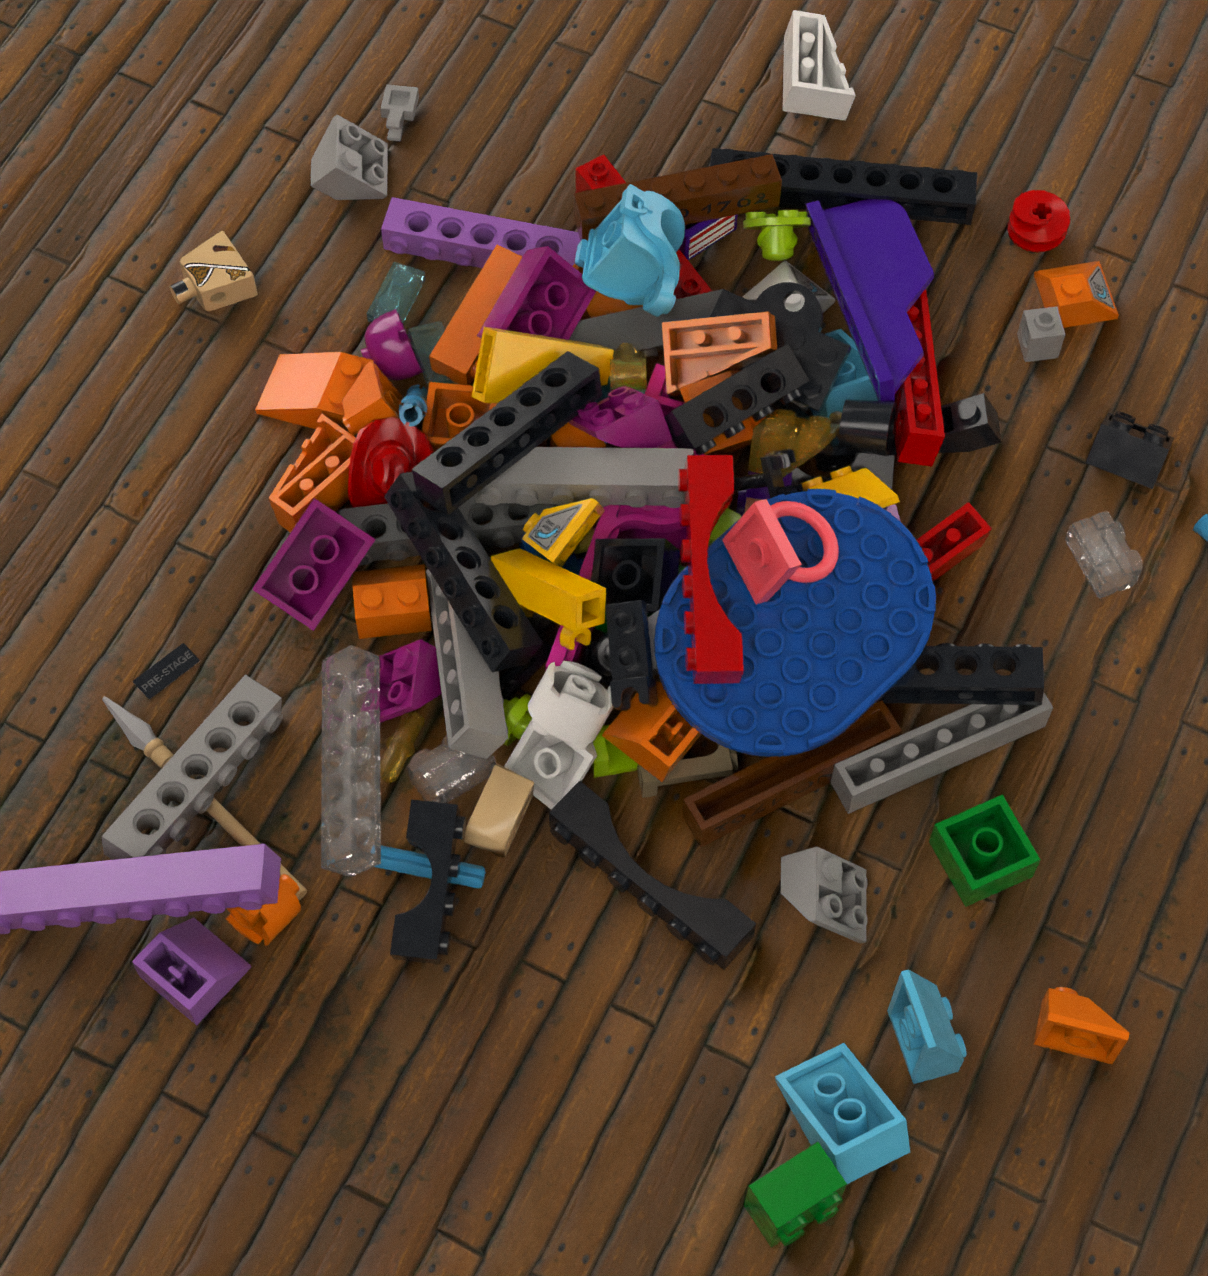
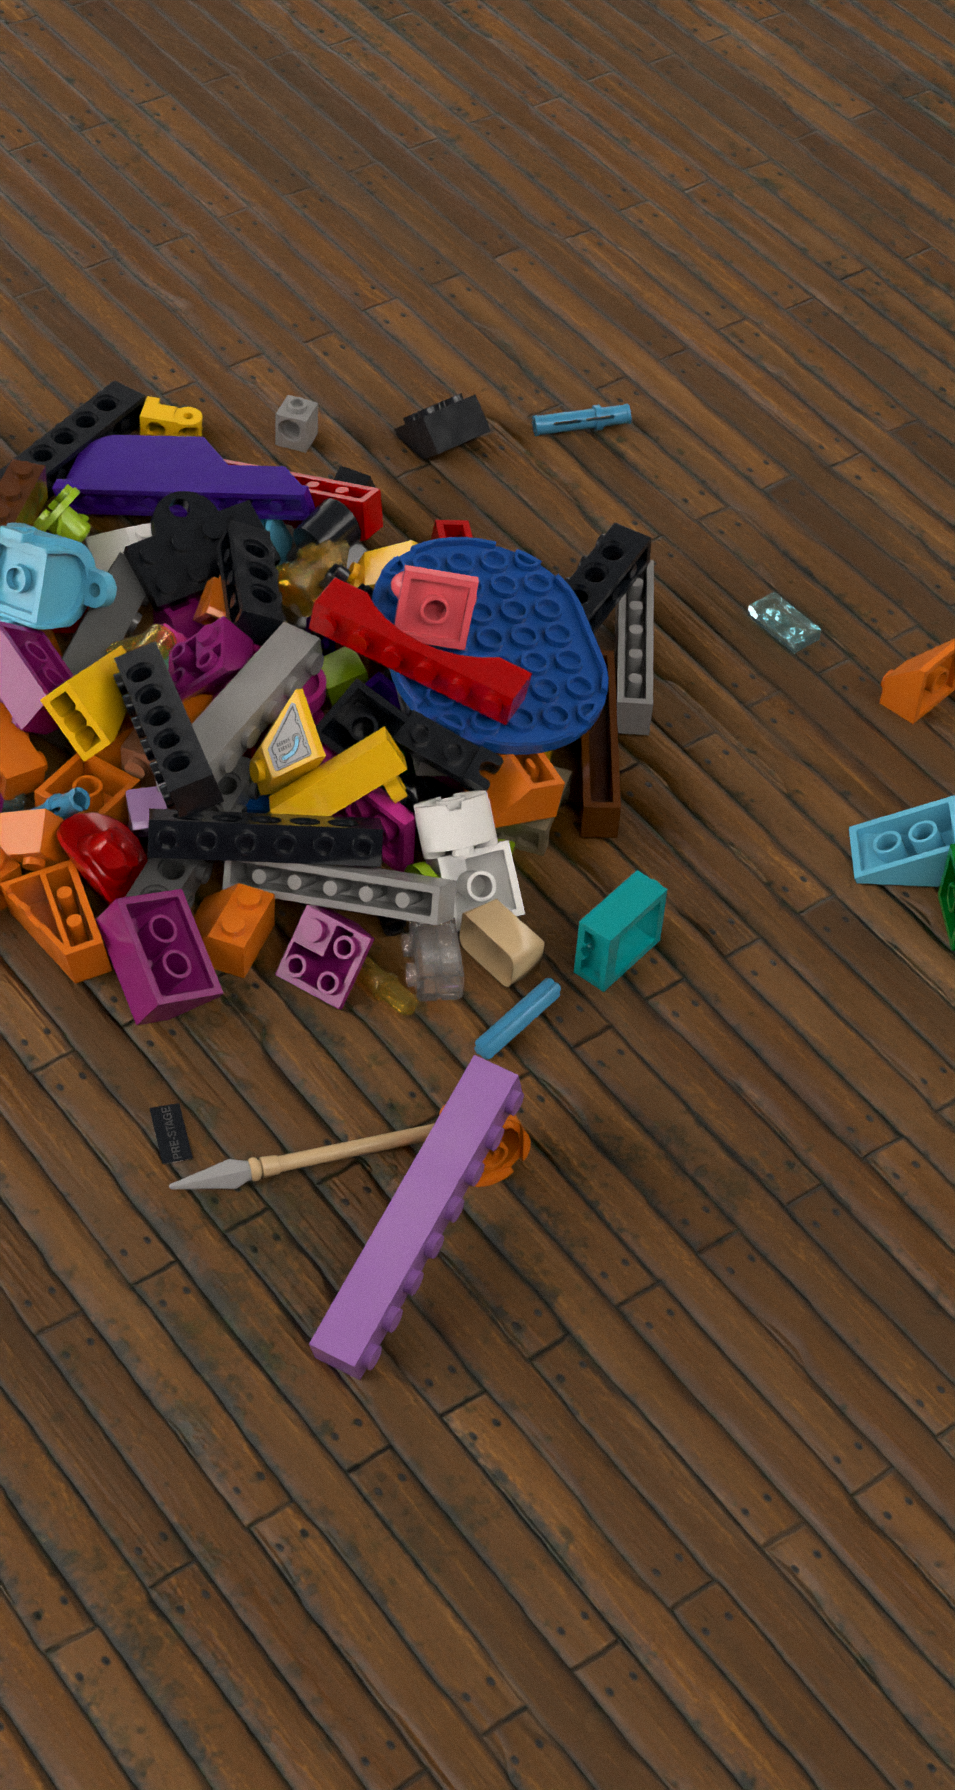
camera: 65 degrees left, 15 degrees down
(190, 968) = (518, 1225): medium lavender slope -> none
(245, 702) = (318, 1134): light grey brick -> none
(350, 762) = (285, 992): clear brick -> none
(421, 932) = (508, 982): black arch -> none
(559, 900) = (620, 930): none -> teal window
(708, 923) = (562, 891): black arch -> none
(714, 345) = (183, 576): orange wedge -> none
(827, 891) = (711, 774): light grey slope -> none
(924, 1028) = (878, 757): medium azure slope -> none
(967, 241) = (169, 420): none -> yellow leg
(984, 850) = (743, 663): green brick -> none
(1038, 221) = (185, 377): red piece -> none
(1078, 292) = (264, 391): orange slope -> none
(1082, 863) = (784, 622): none -> clear light blue plate
(1104, 554) = (525, 486): clear brick -> none

